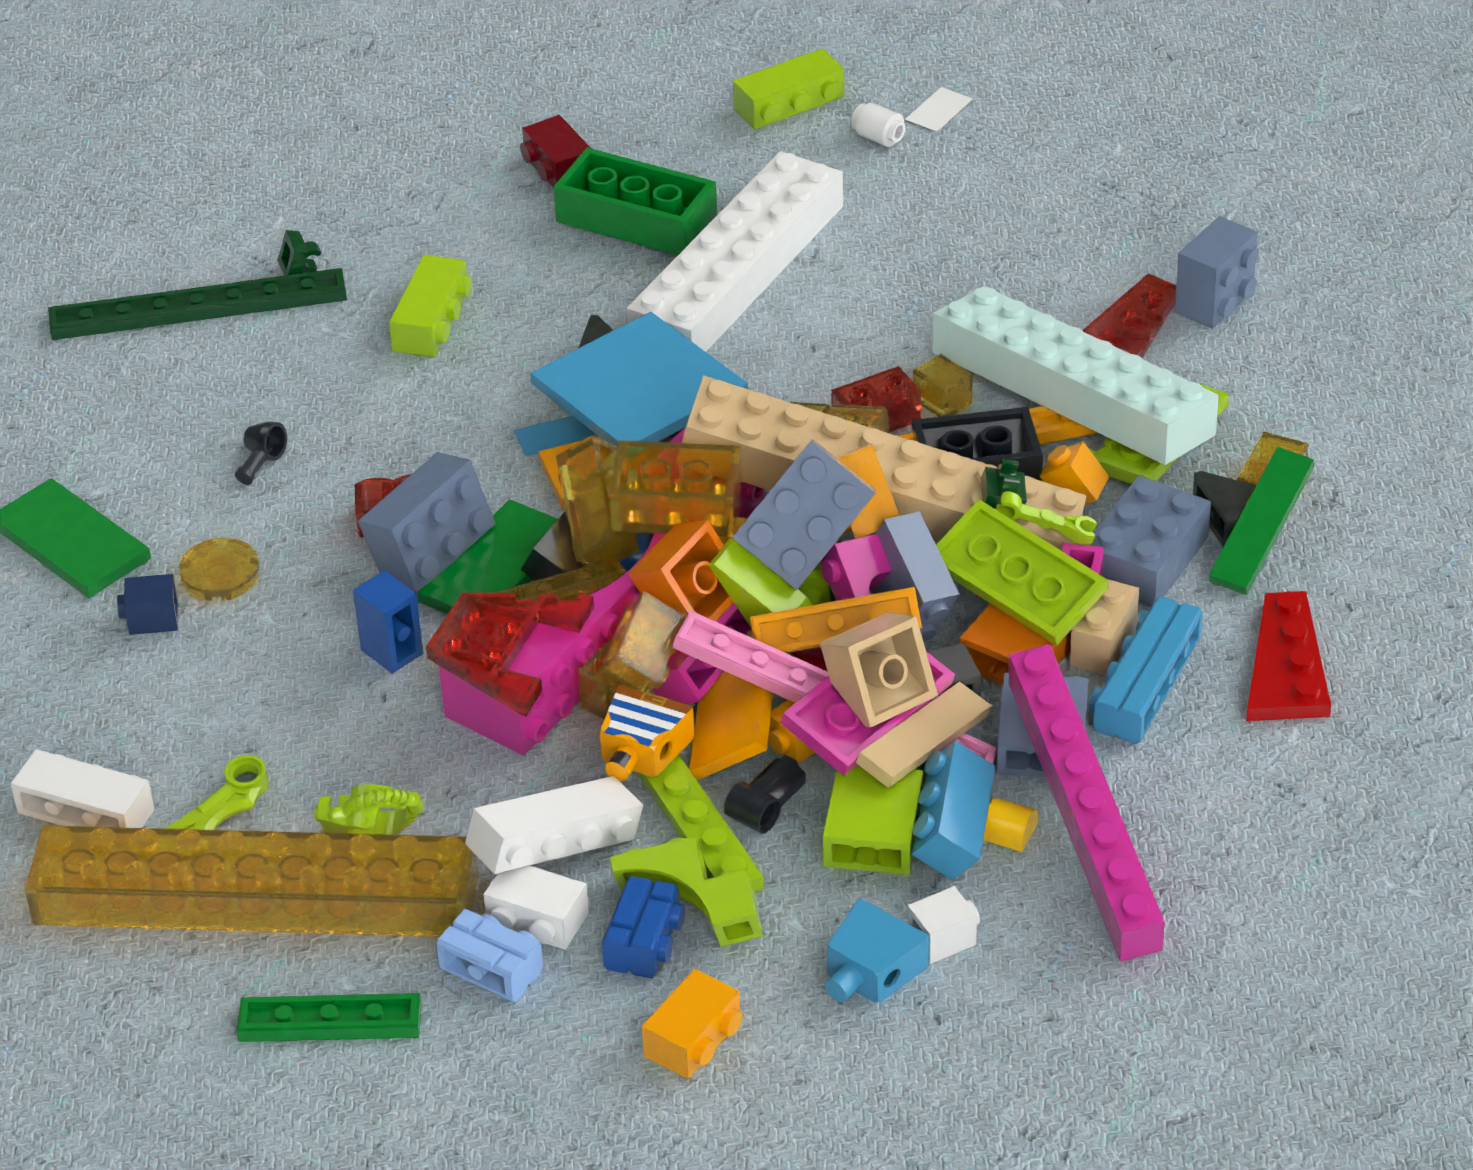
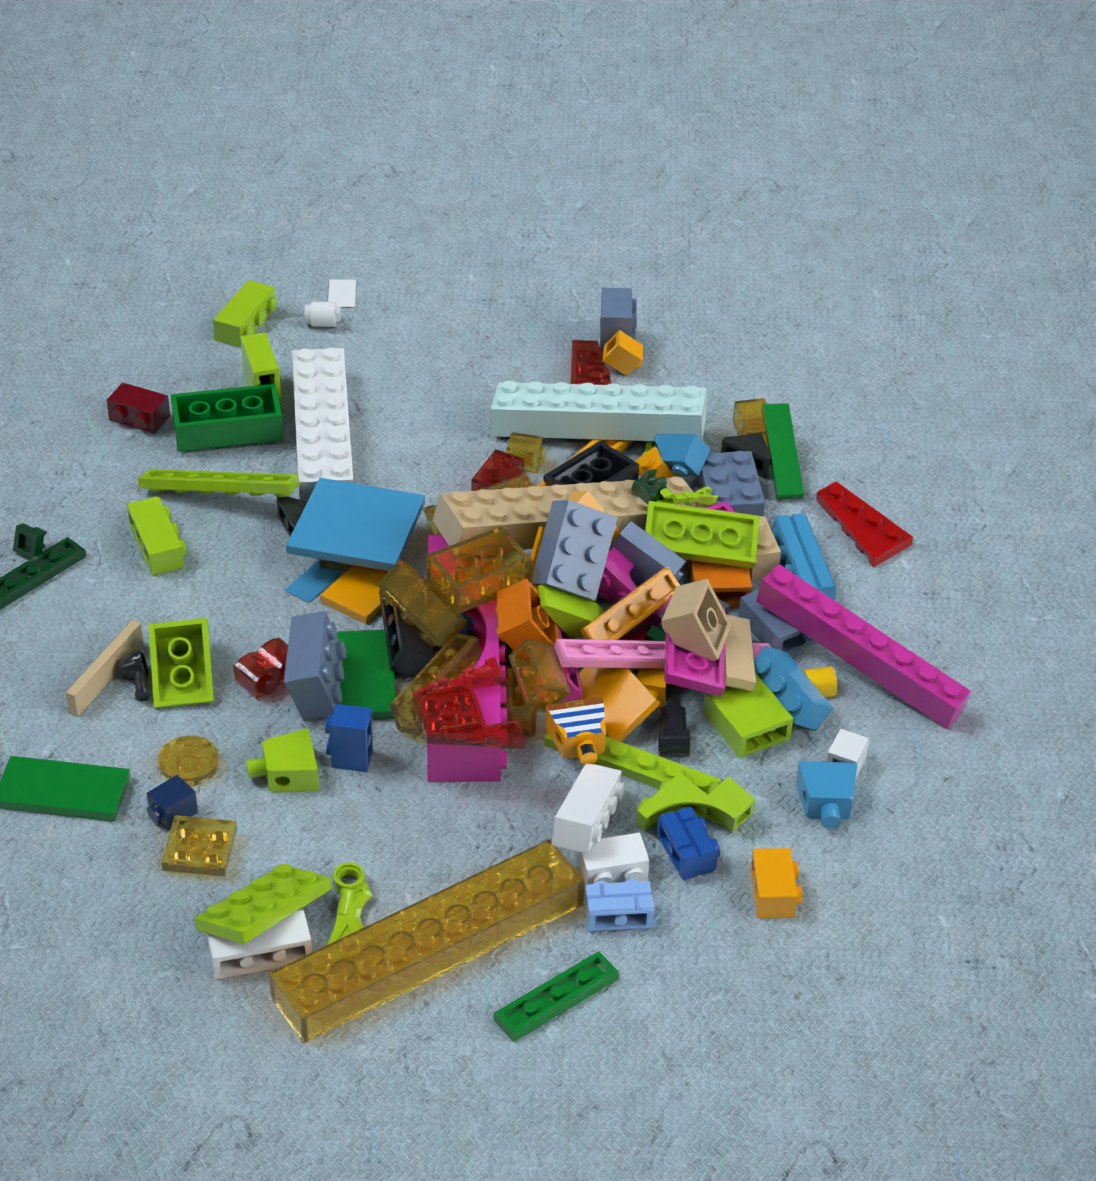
camera: 40 degrees left, 0 degrees up
(117, 751) = (262, 903): none -> lime plate
(134, 663) = (199, 845): none -> clear yellow plate
(227, 428) = (103, 668): none -> tan tile
(309, 619) = (287, 763): none -> lime torso
(312, 457) = (181, 663): none -> lime slope
(361, 813) = (464, 861): lime piece -> none
(550, 273) = (211, 481): none -> lime plate
(725, 154) = (259, 362): none -> lime brick
(1110, 467) = (683, 453): none -> dark azure slope
(1192, 315) = (623, 353): none -> light orange brick

